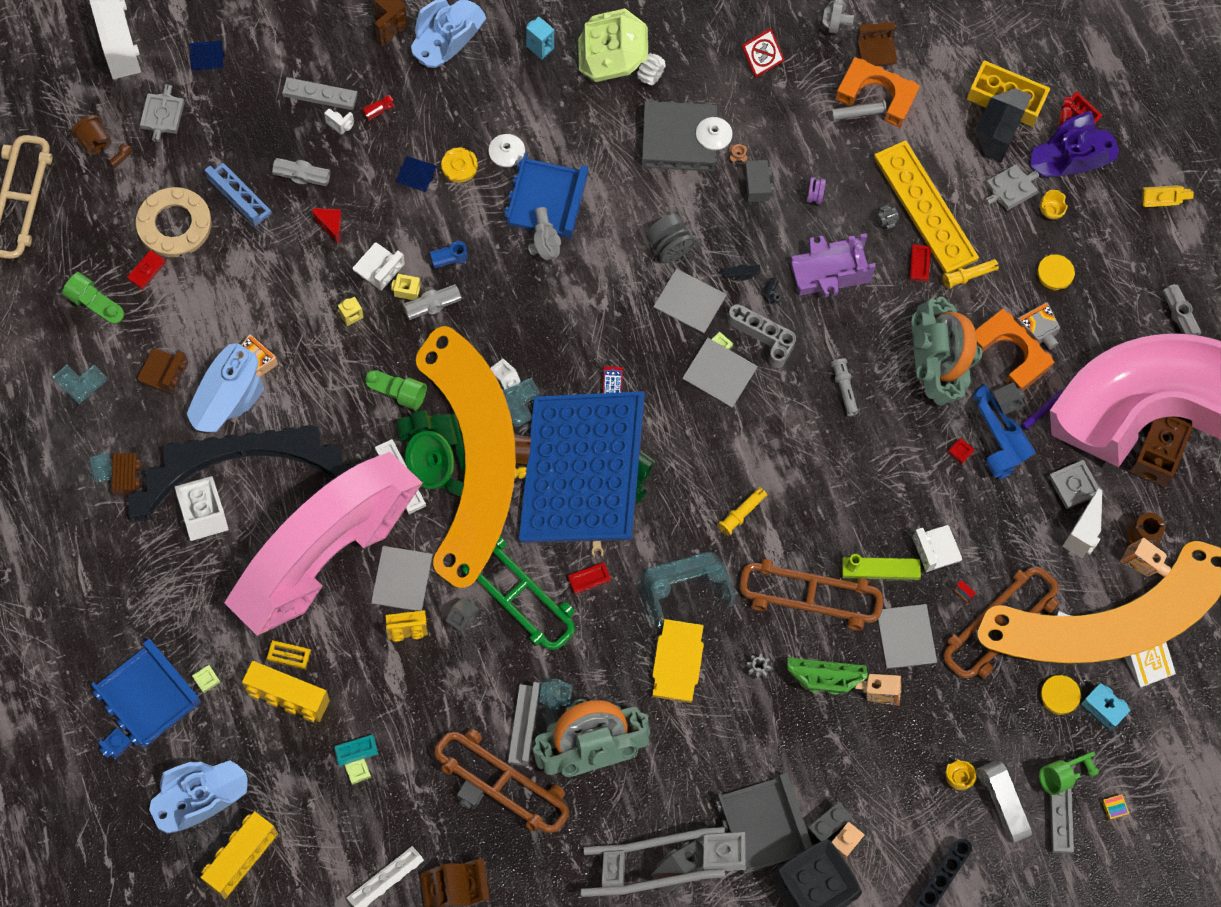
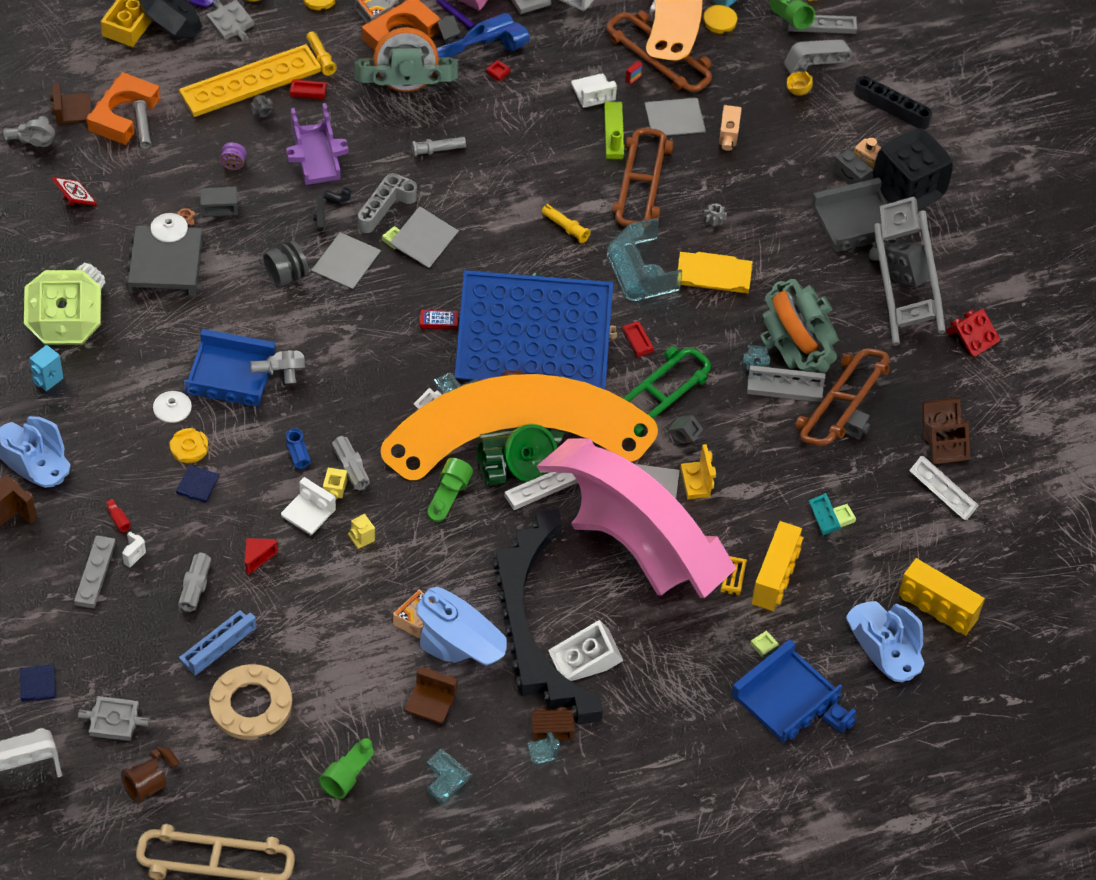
camera: 90 degrees left, 15 degrees down
(146, 270) = (309, 724): red plate -> none
(826, 676) = (723, 160): bright green wedge -> none

